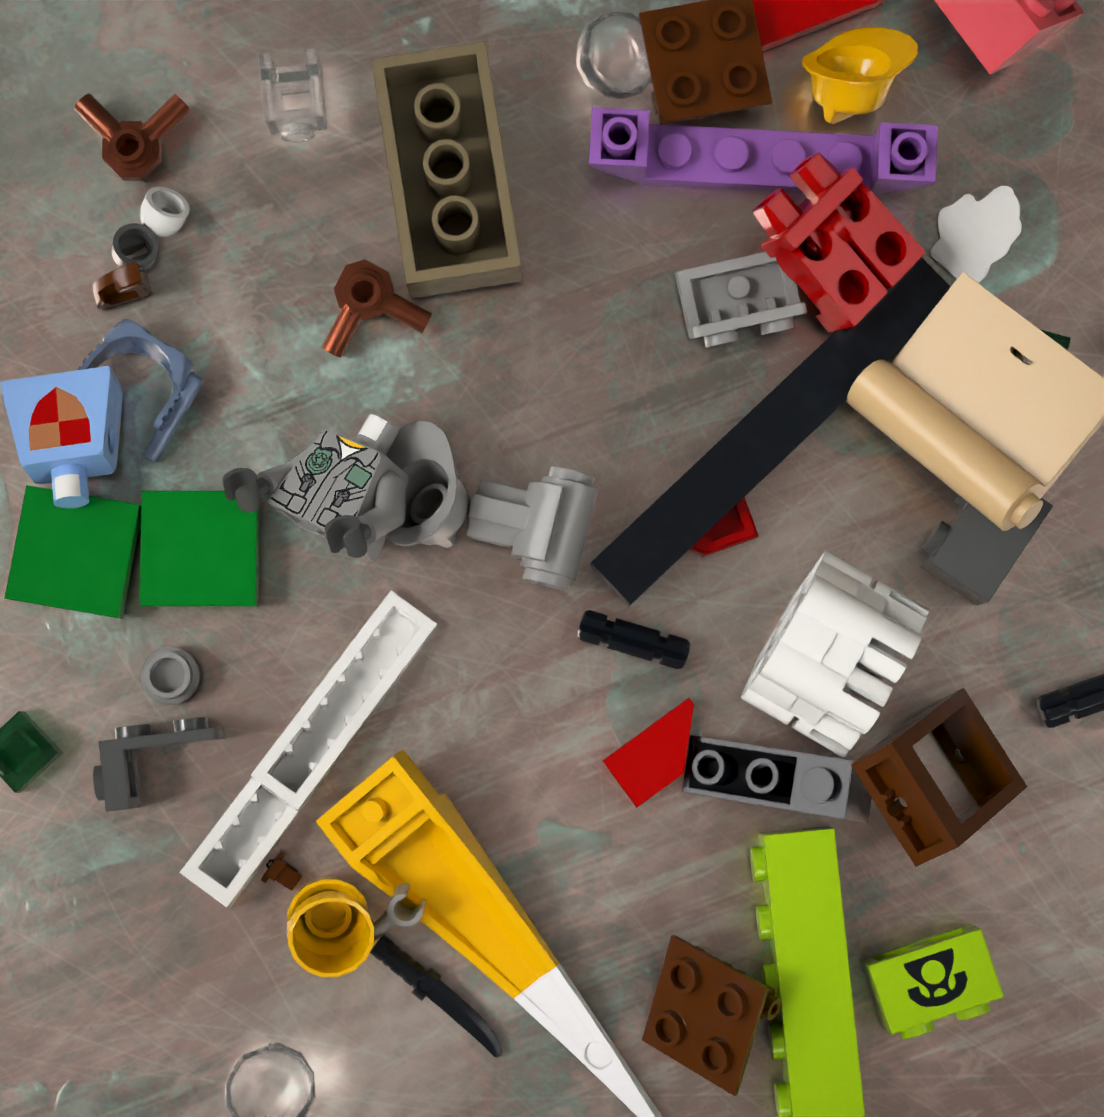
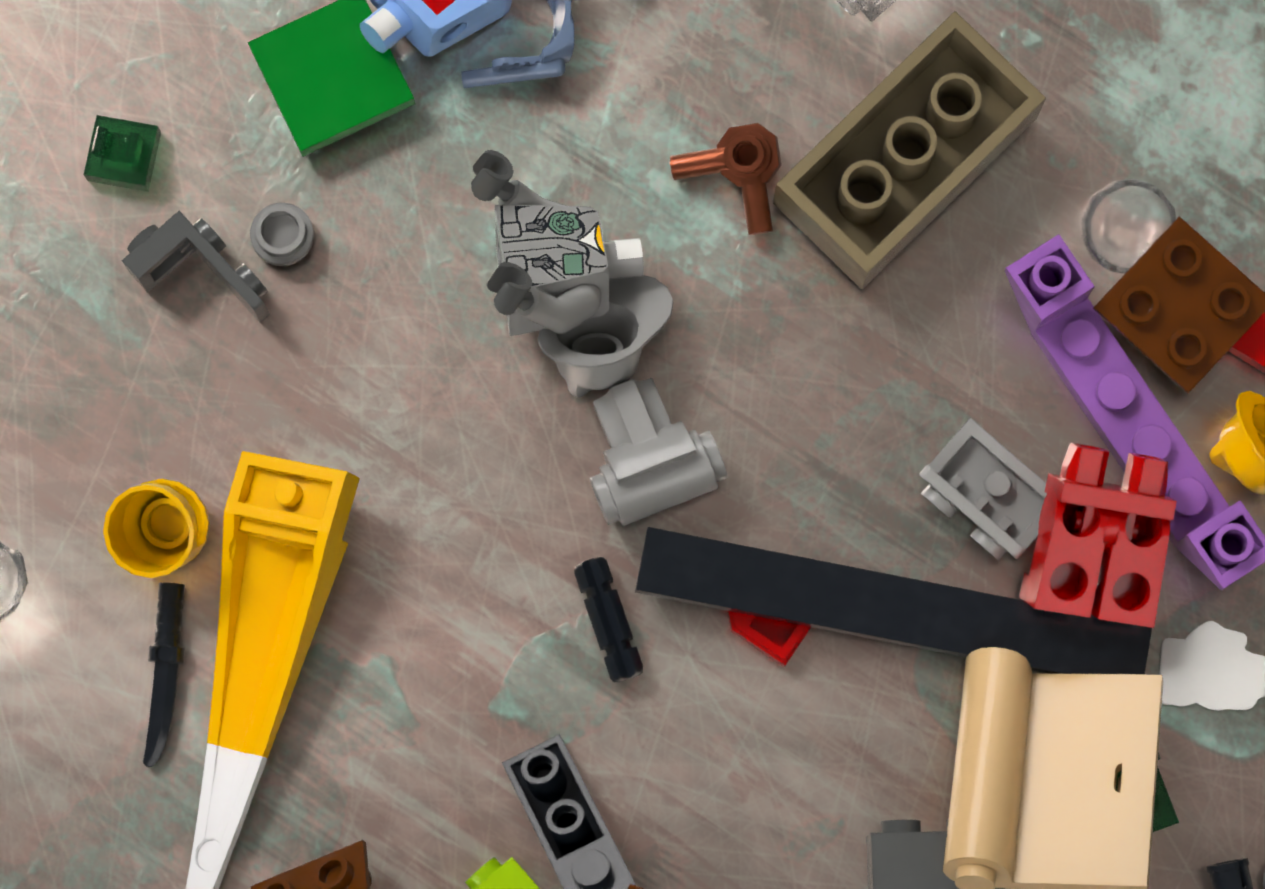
camera: 55 degrees right, 5 degrees down
(197, 551) = (409, 178): green tile -> none
(281, 872) = (176, 456): reddish brown piece -> none
(308, 750) = (302, 401): white slope -> none
(398, 913) = (208, 580): light grey hand -> none
(654, 755) = (516, 712): red tile -> none
(825, 644) = (720, 790): white piece -> none

